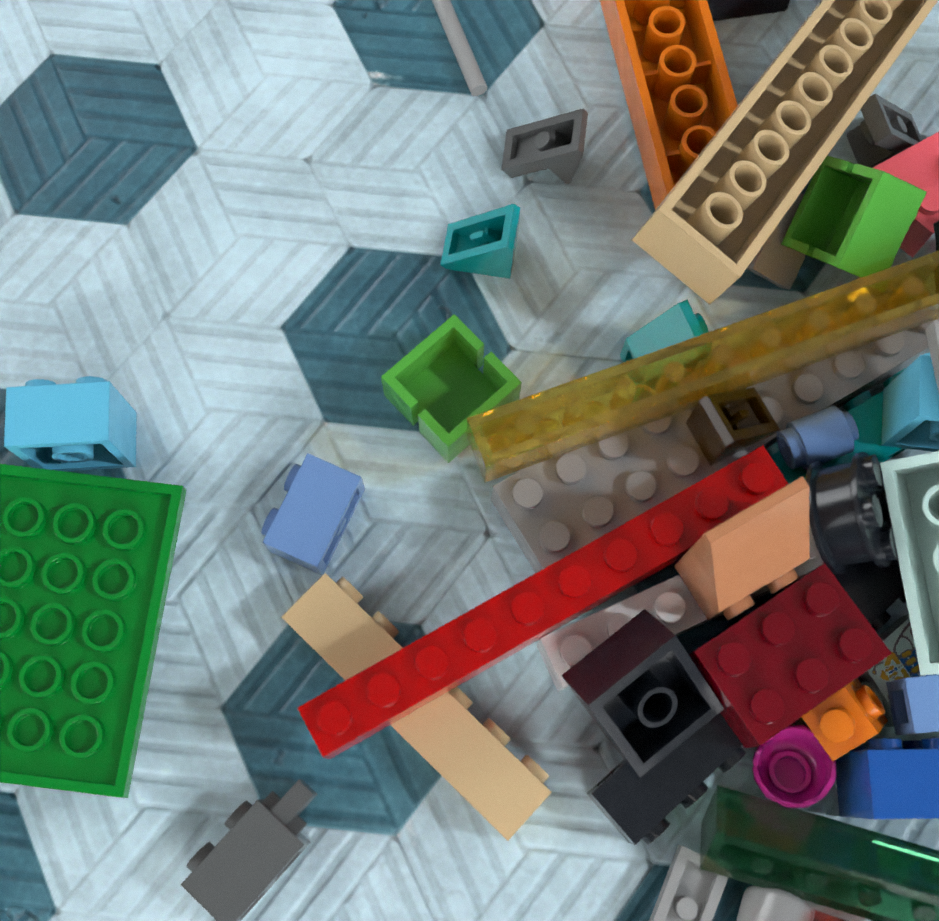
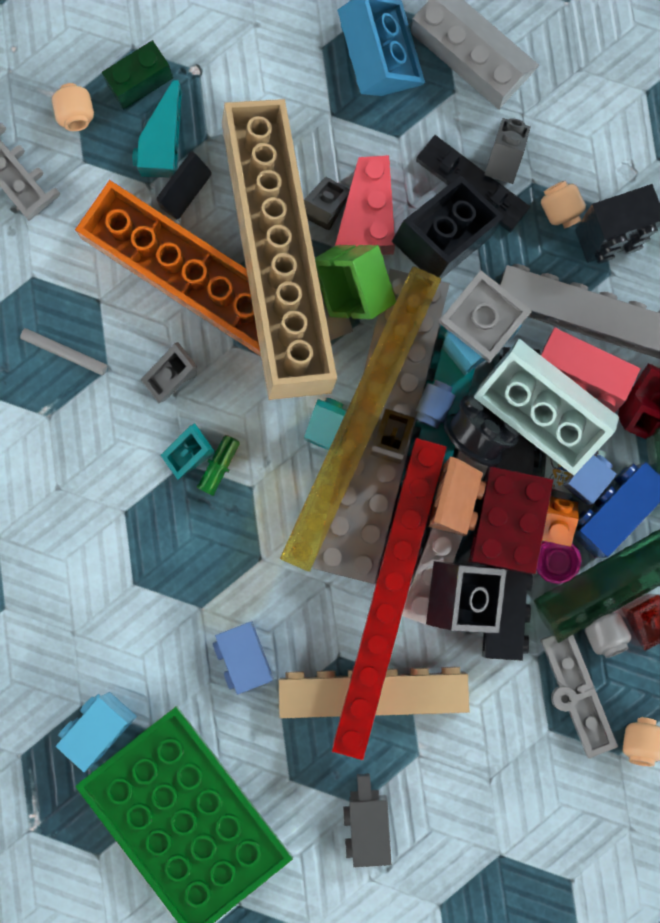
camera: 40 degrees left, 10 degrees up
(443, 387) = (247, 539): bright green piece -> none
(500, 288) = (218, 465): none -> green axle

